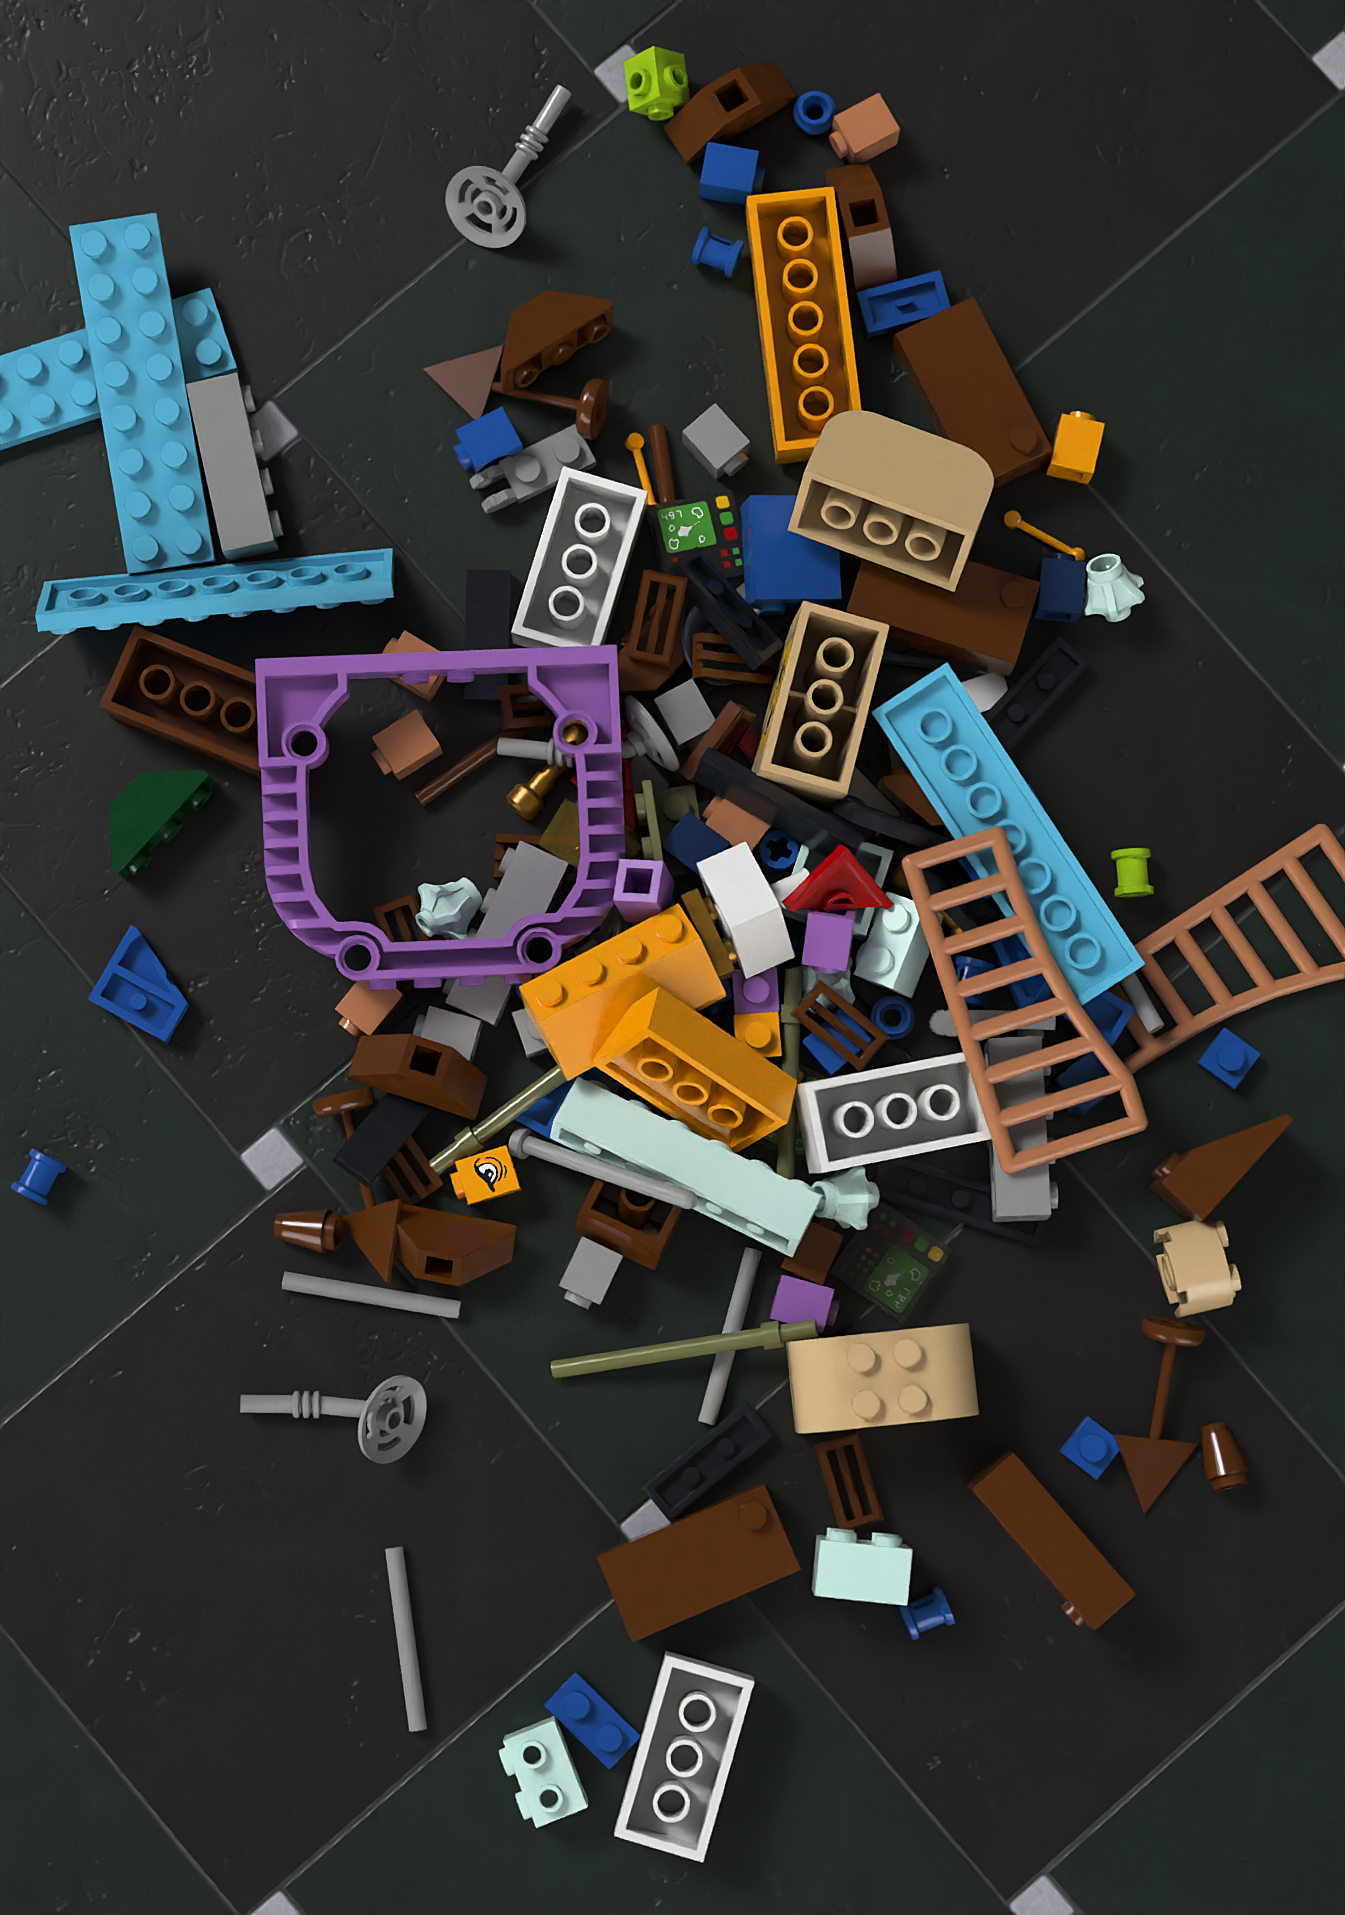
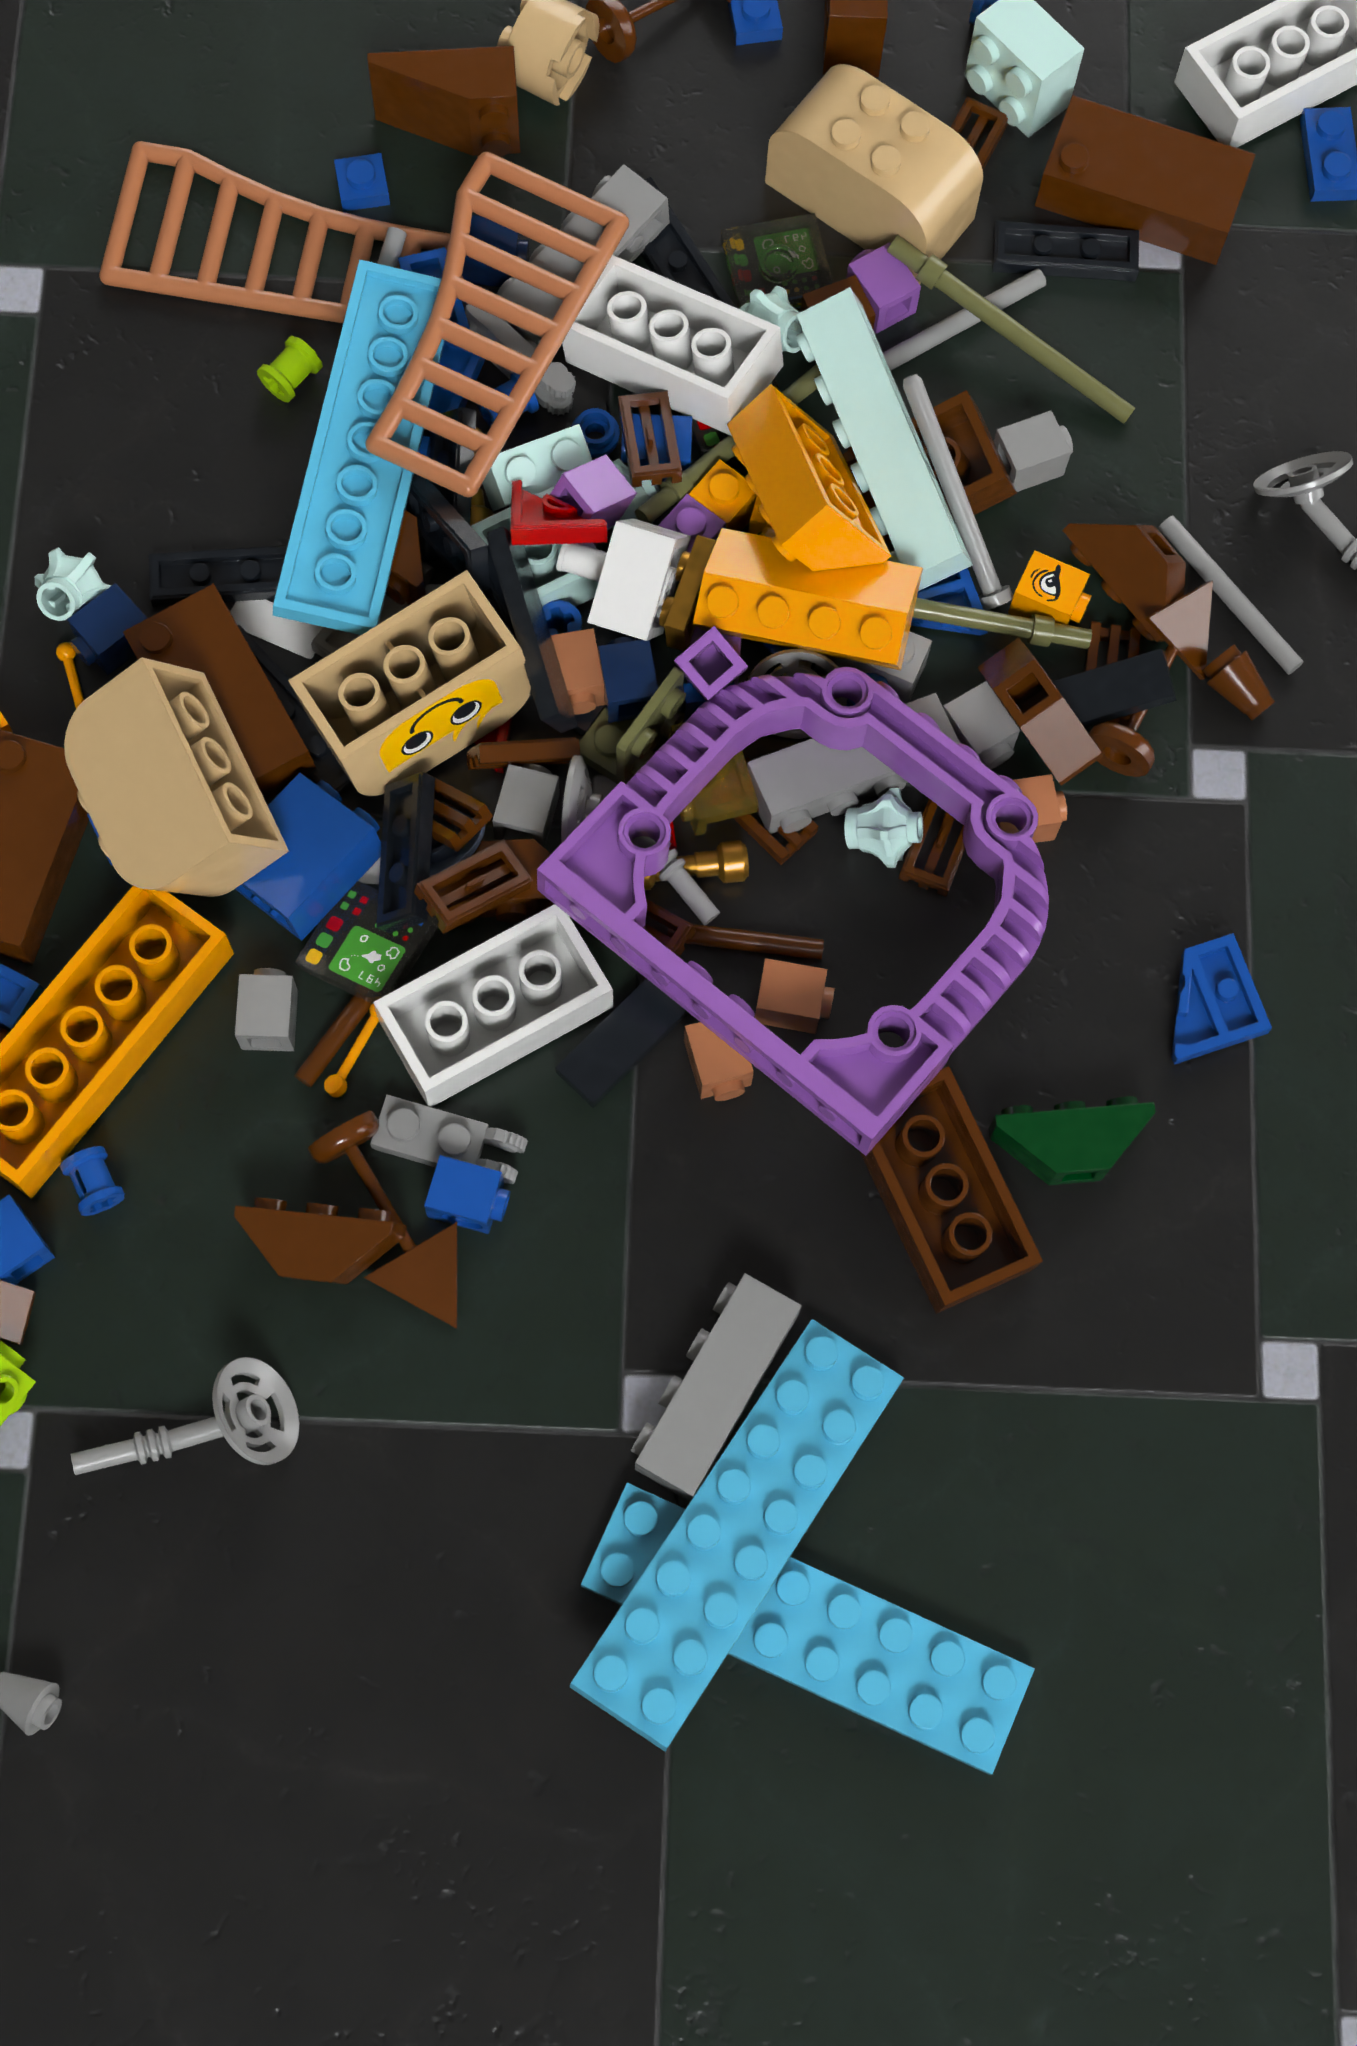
camera: 140 degrees left, 10 degrees down
(215, 590) = (839, 1278): medium azure plate -> none

